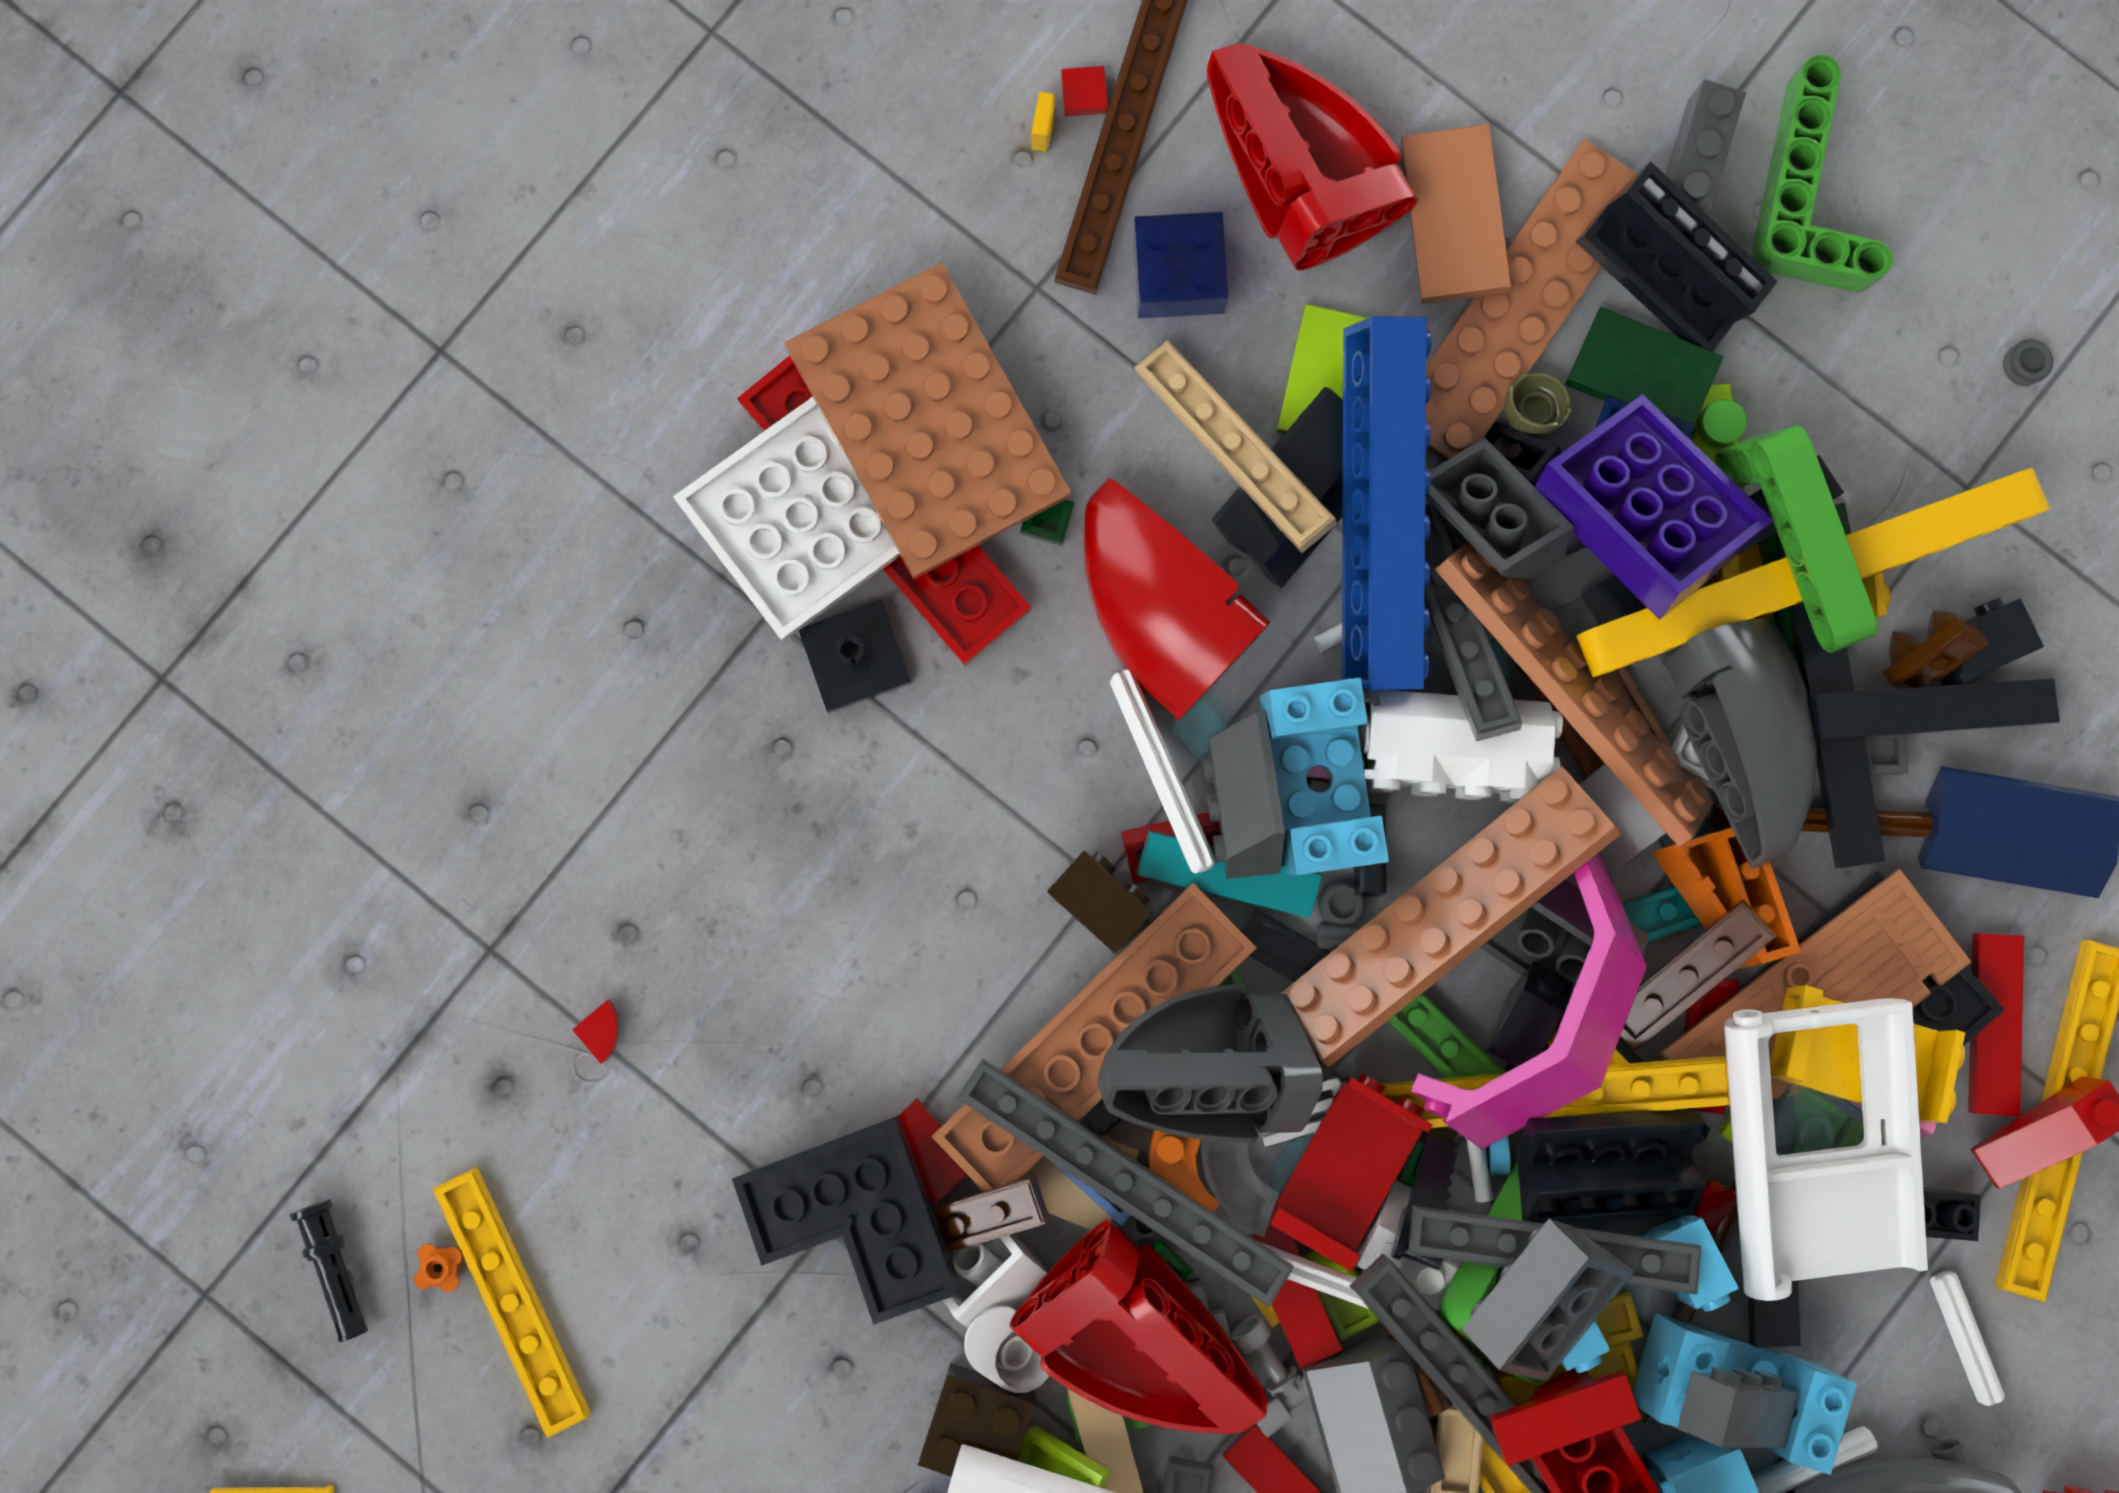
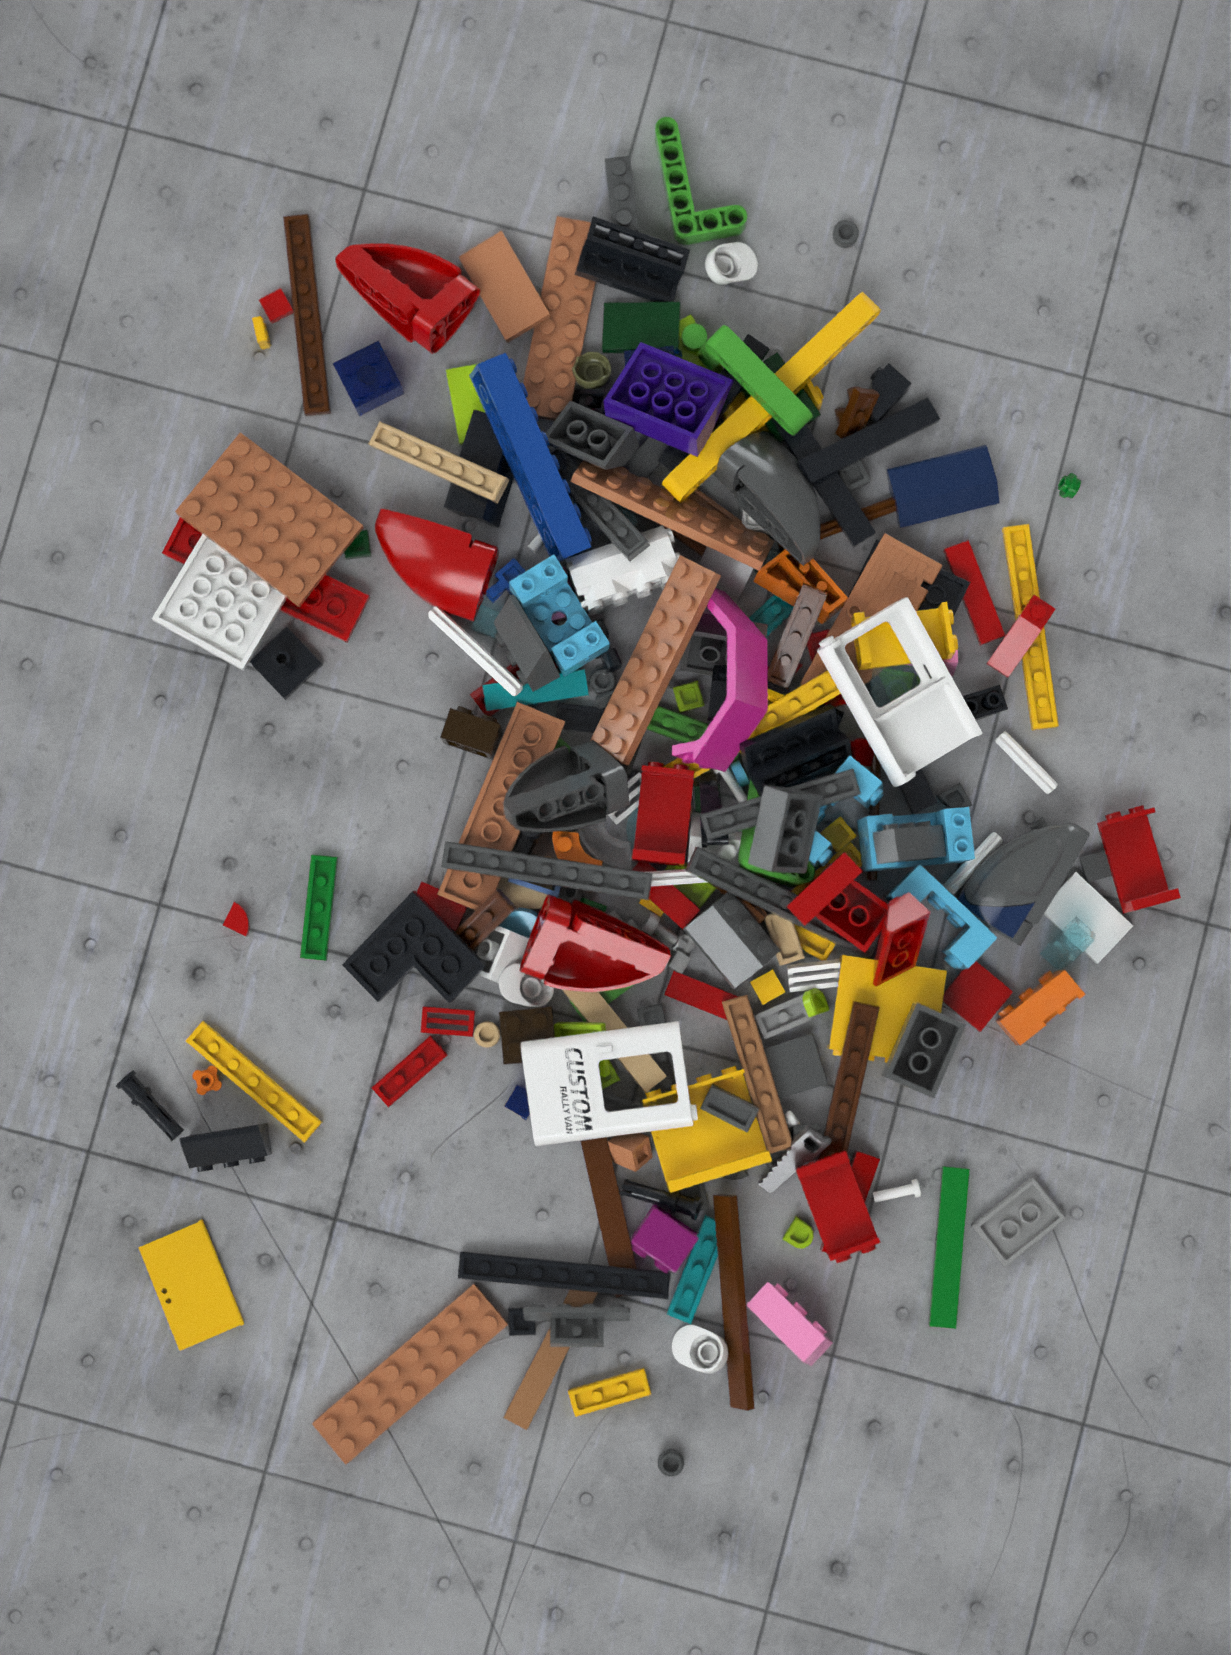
camera: 20 degrees left, 0 degrees up
(420, 1391) = (227, 1147): none -> black slope
(736, 1068) = (319, 907): none -> green tile
(764, 1396) = (409, 1071): none -> red tile
(850, 1358) = (425, 1019): none -> red tile
(913, 1391) = (487, 1034): none -> tan tile
(1049, 1240) = (520, 921): none -> medium azure tile
(1261, 675) = (504, 575): none -> blue plate
(1467, 990) = (688, 696): none -> lime tile
(1827, 1342) = (955, 797): none -> dark grey tile
(1828, 330) = (731, 263): none -> white cap

